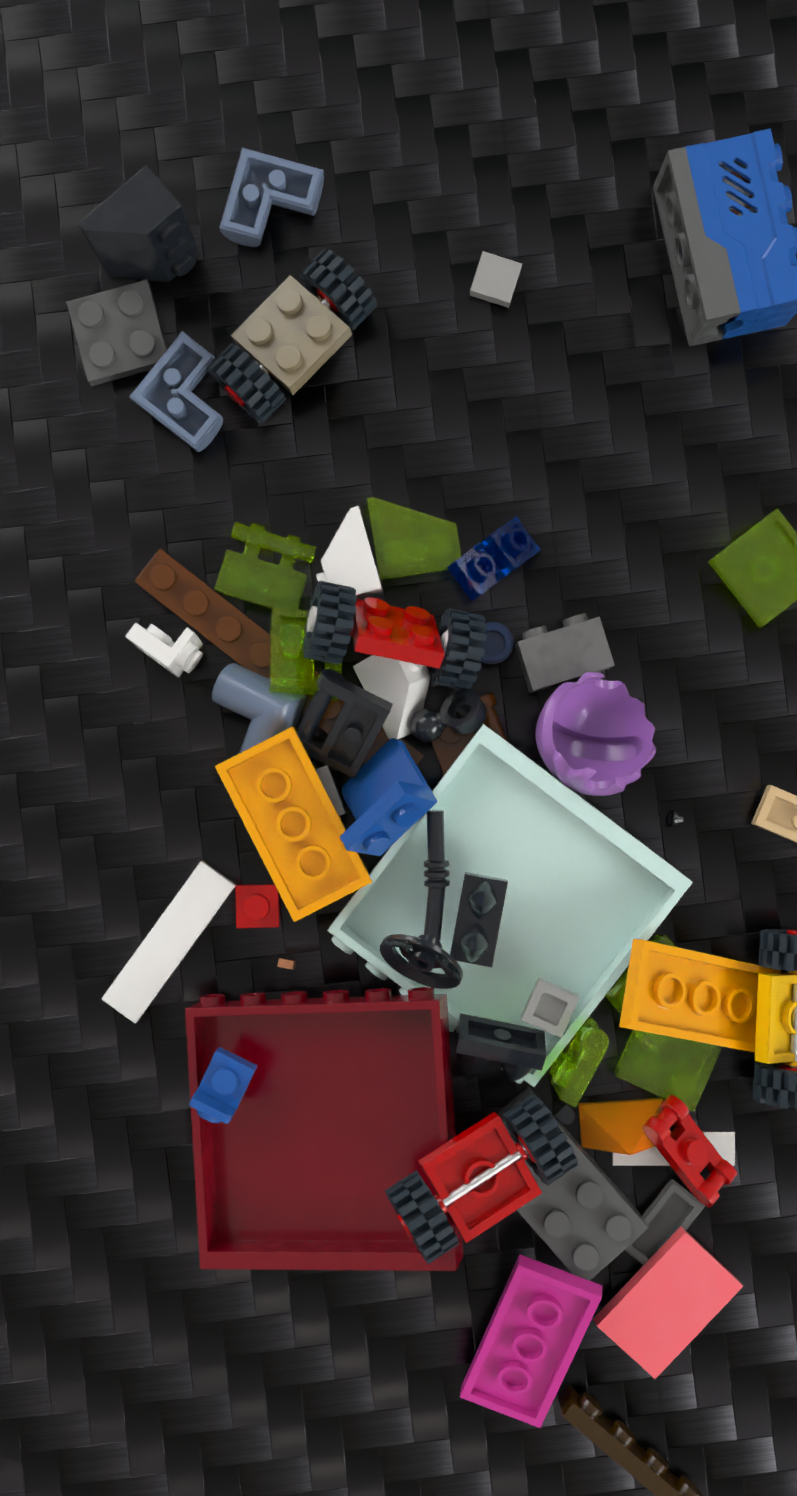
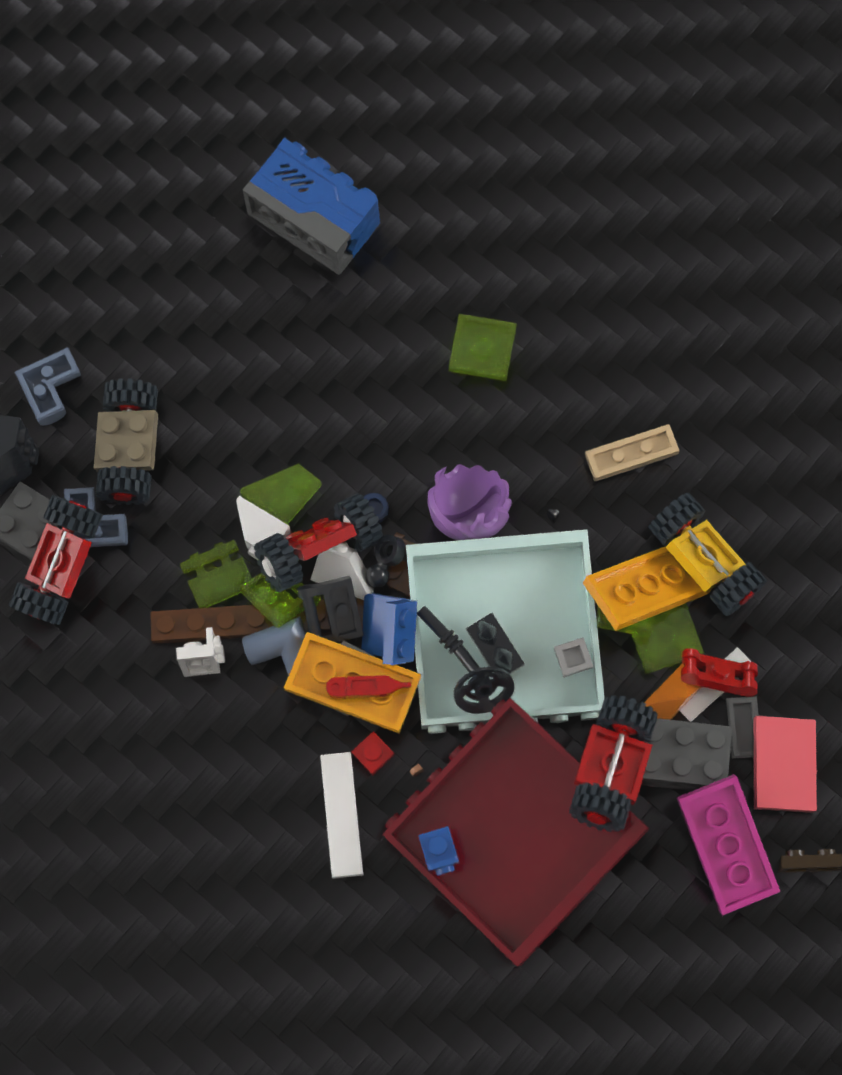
camera: 40 degrees left, 15 degrees down
(100, 406) = (57, 560): none -> plate
(298, 843) = (363, 686): none -> red piece
(493, 558) = (334, 464): clear blue slope -> none
(495, 279) = (207, 326): light grey tile -> none
(514, 1046) = (553, 707): black tile -> none
(563, 653) = (415, 478): flat silver brick -> none
(577, 1066) = (614, 666): clear neon green plate -> none

